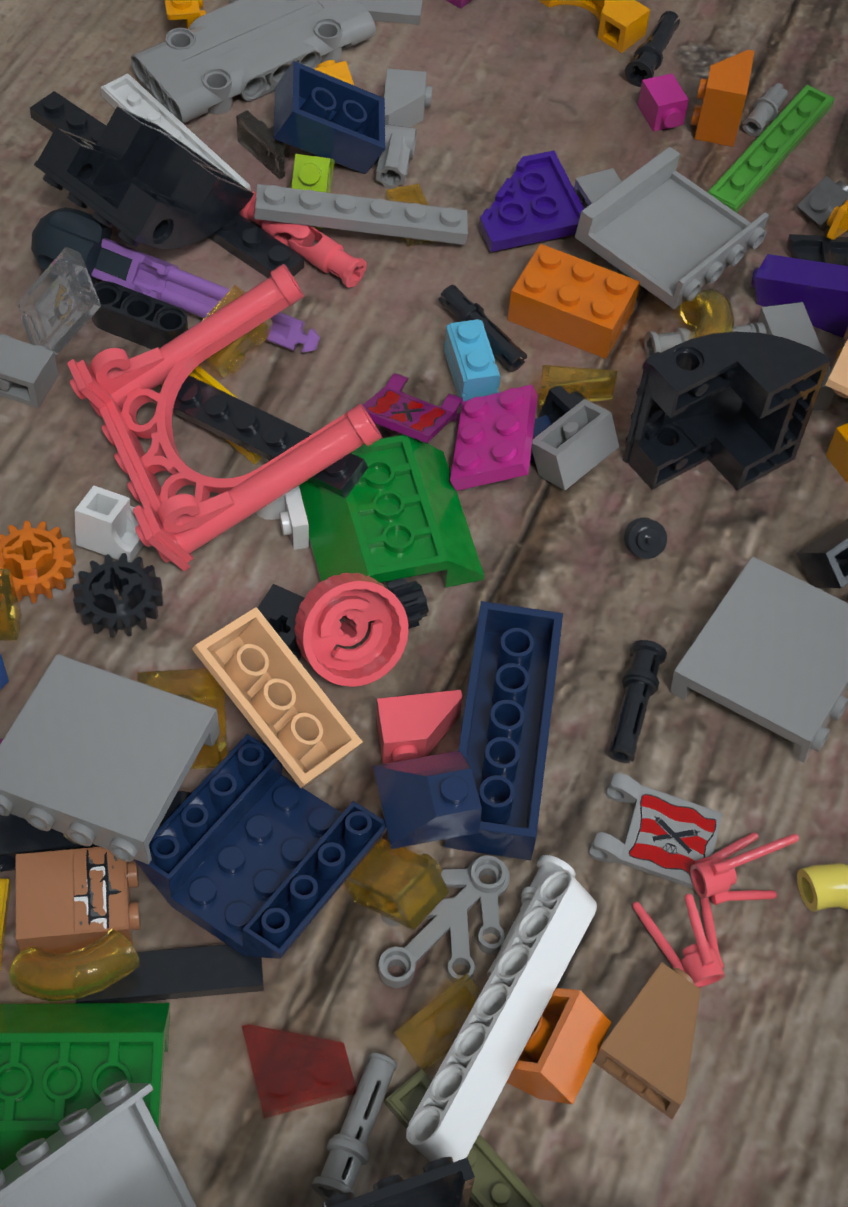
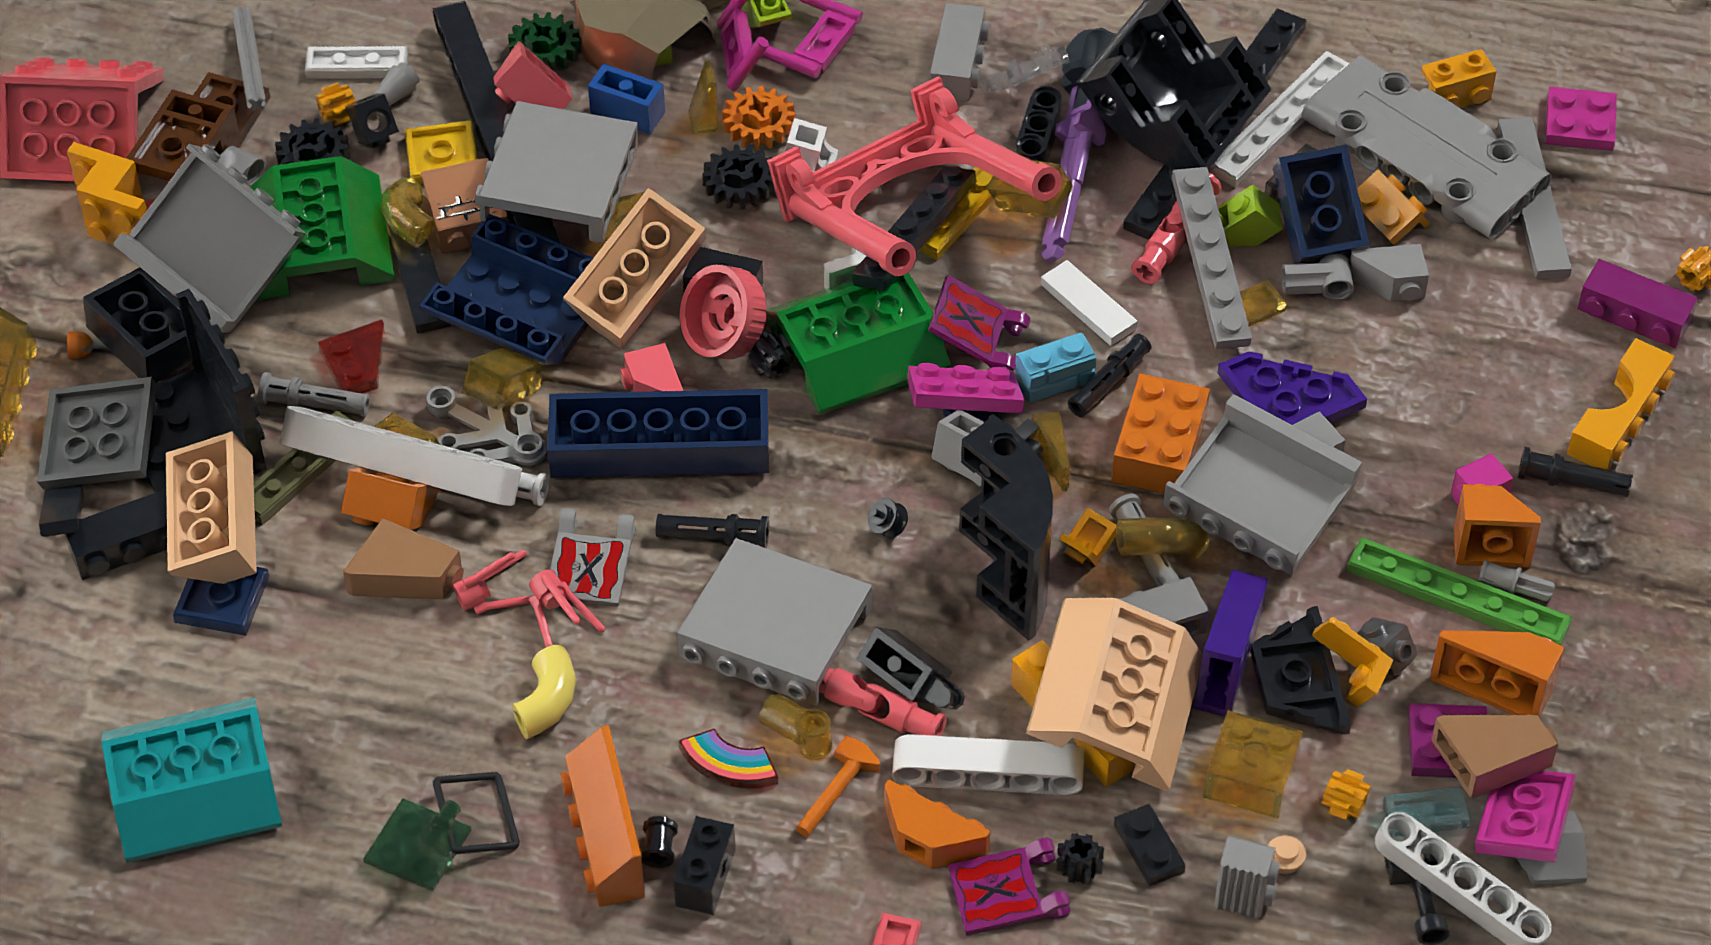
camera: 85 degrees right, 5 degrees down
(378, 328) = (1089, 303): none -> white tile
(428, 799) = (567, 375): dark blue slope -> none

